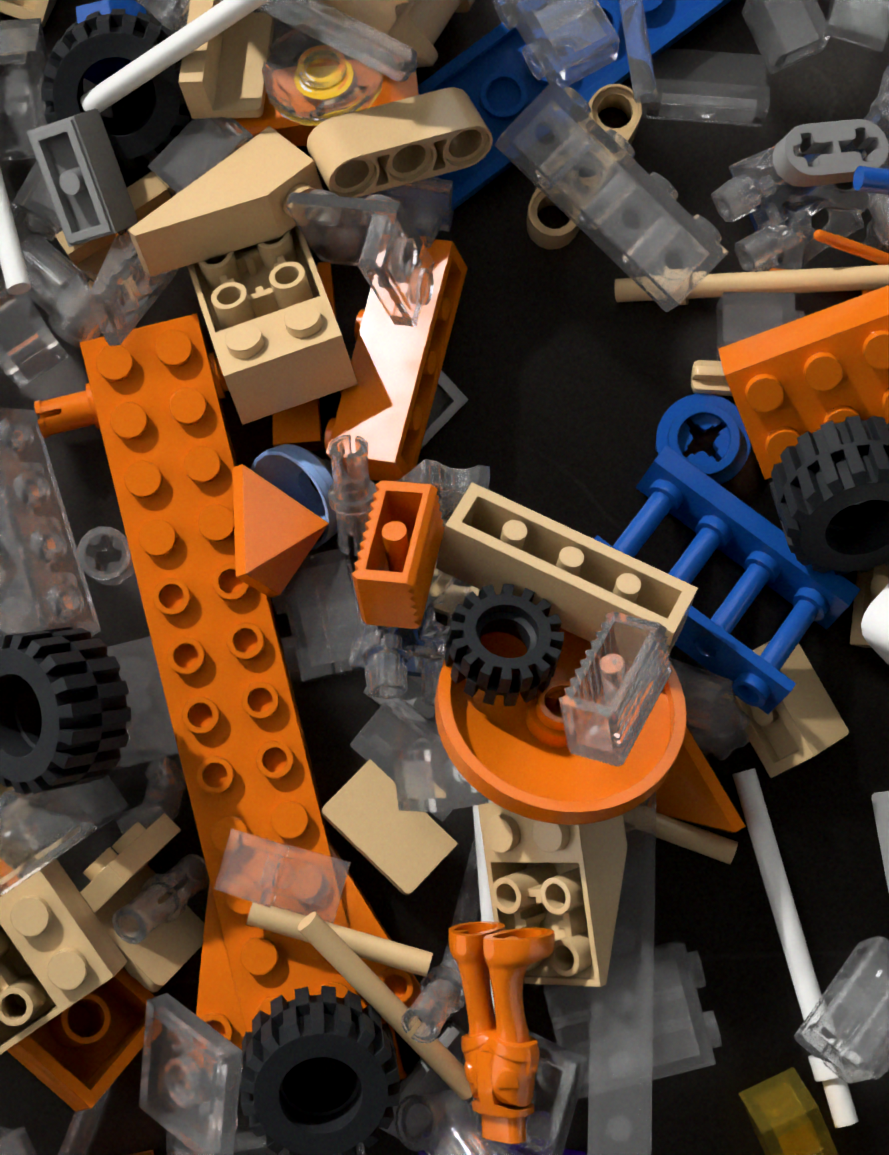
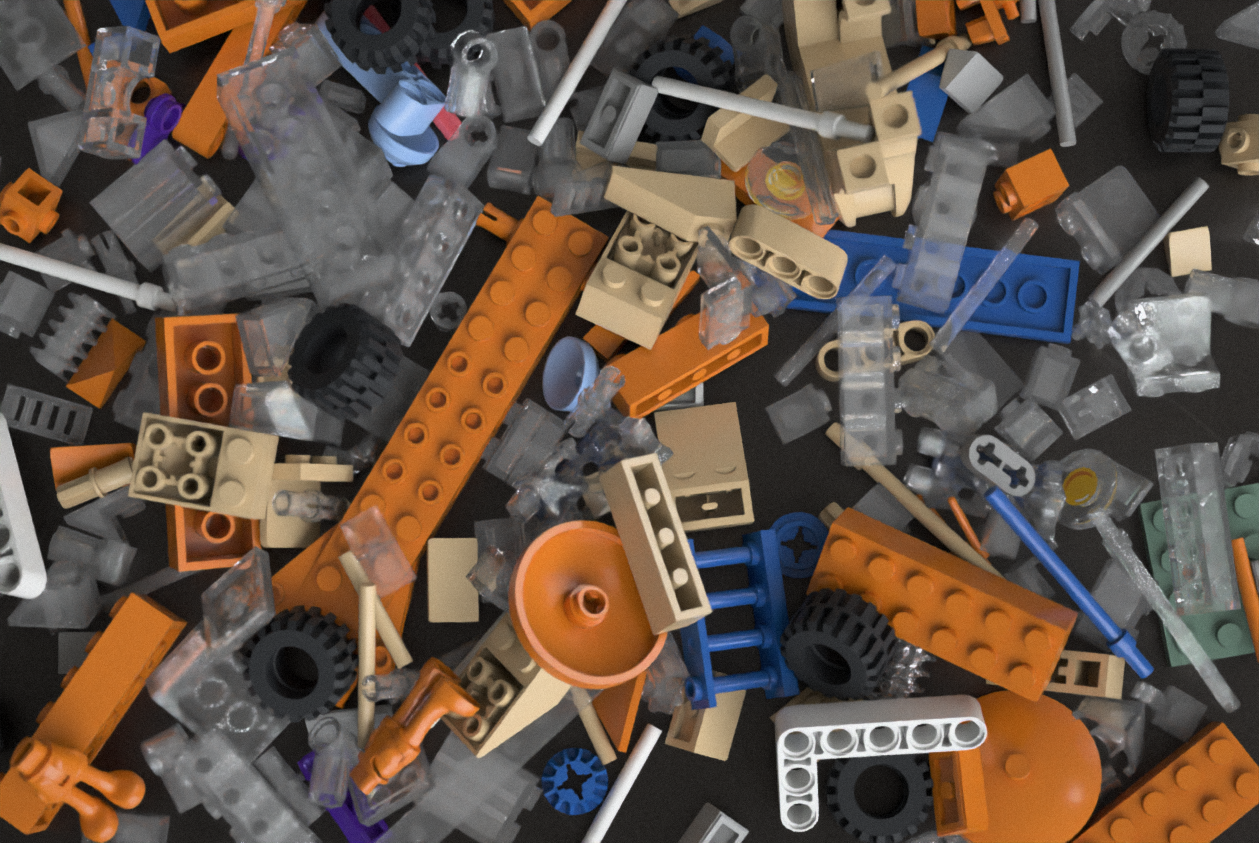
camera: 45 degrees right, 0 degrees up
(270, 532) = (538, 379): orange slope -> none
(398, 554) = (585, 452): orange brick -> none
(512, 616) = (611, 537): black tyre -> none
(513, 179) = (829, 326): none -> clear bar
(535, 448) = (707, 466): none -> tan slope
(570, 305) = (799, 413): none -> clear bracket
(615, 688) = (622, 619): clear brick -> none
(691, 921) = (583, 763): none -> blue gear
(708, 133) = (948, 396): none -> clear brick
(814, 91) = (1027, 428): none -> clear brick

